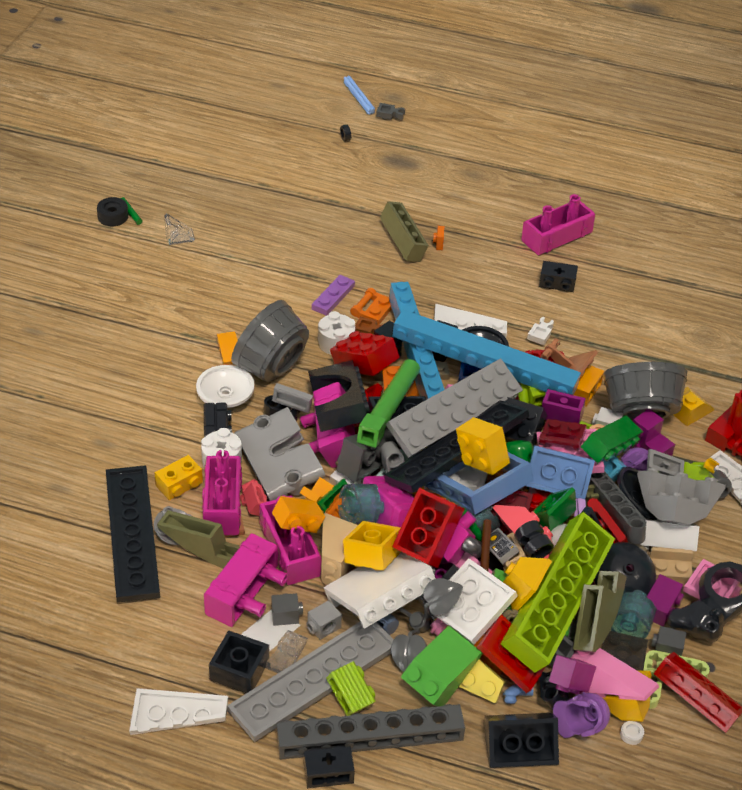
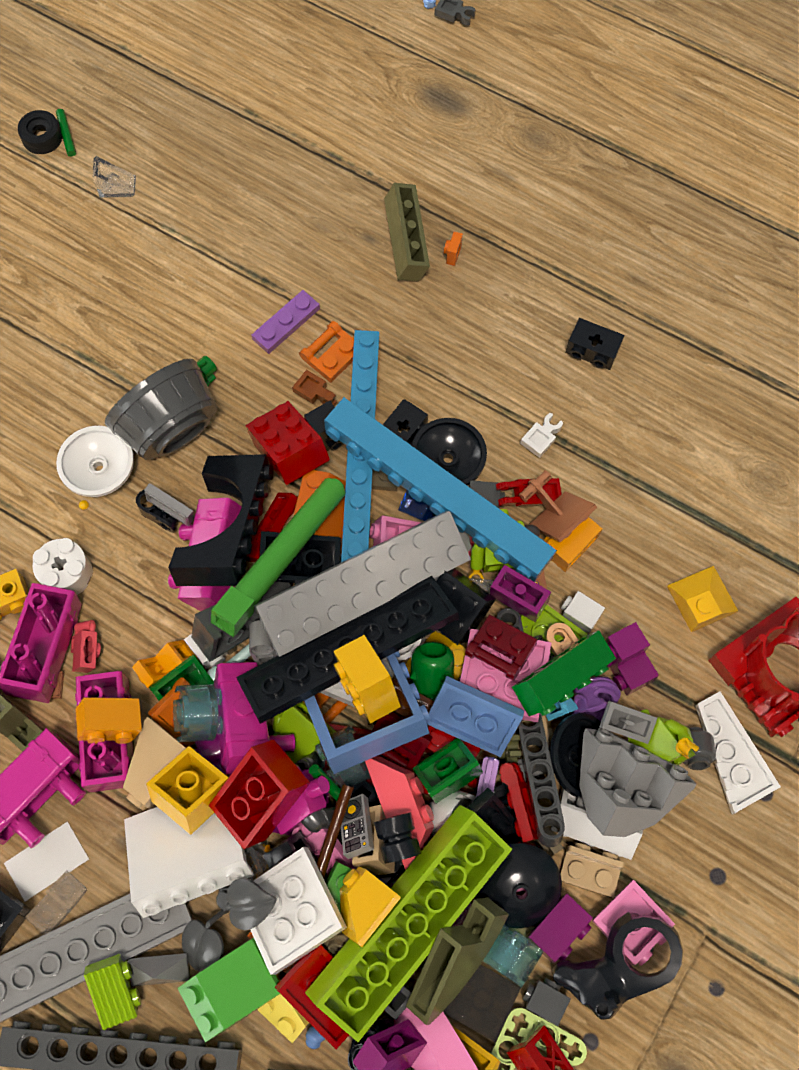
camera: 15 degrees right, 25 degrees up
(216, 417) = (70, 516): black brick -> none
(226, 344) = (122, 381): light orange slope -> none
(273, 455) = (112, 572): light grey connector -> none
(286, 609) = (72, 837): dark grey brick -> none
(324, 620) = (110, 867): light grey brick -> none
(334, 329) = (264, 390): white brick -> none
(345, 132) = (382, 40): black tile -> none
(383, 675) = (159, 969): none -> light grey slope
(467, 319) = (446, 400): white wing -> none
(558, 226) = (620, 258): dark pink piece -> none
(645, 387) = (641, 590): dark grey piece -> none

